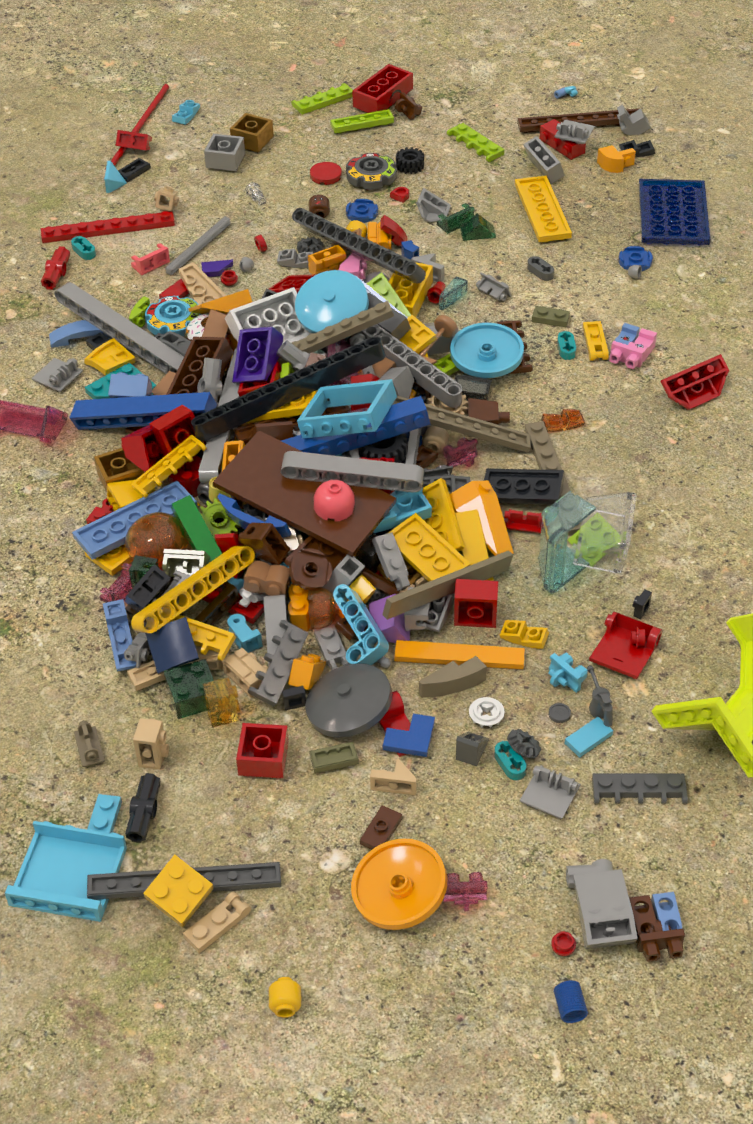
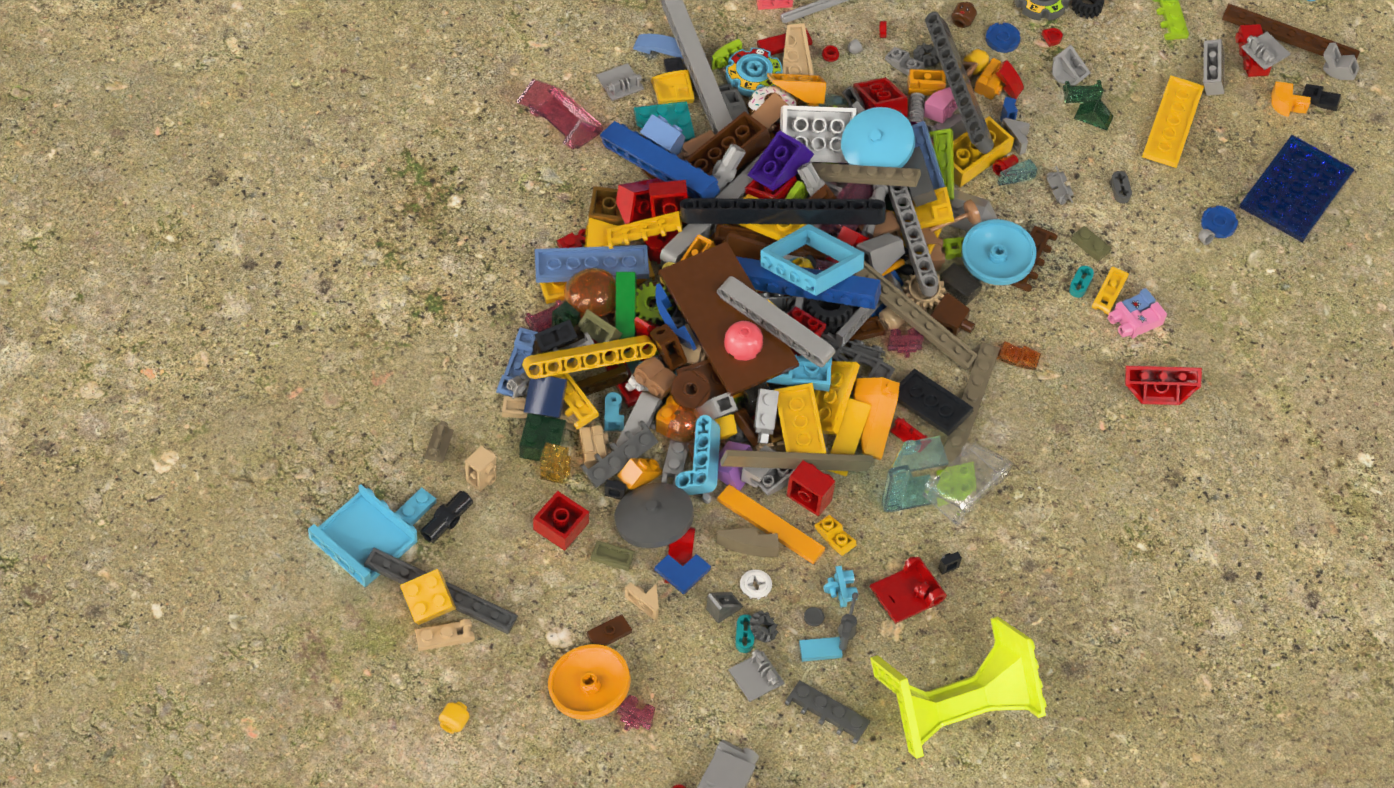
camera: 25 degrees right, 10 degrees up
(216, 268) = (826, 35): dark purple tile -> none

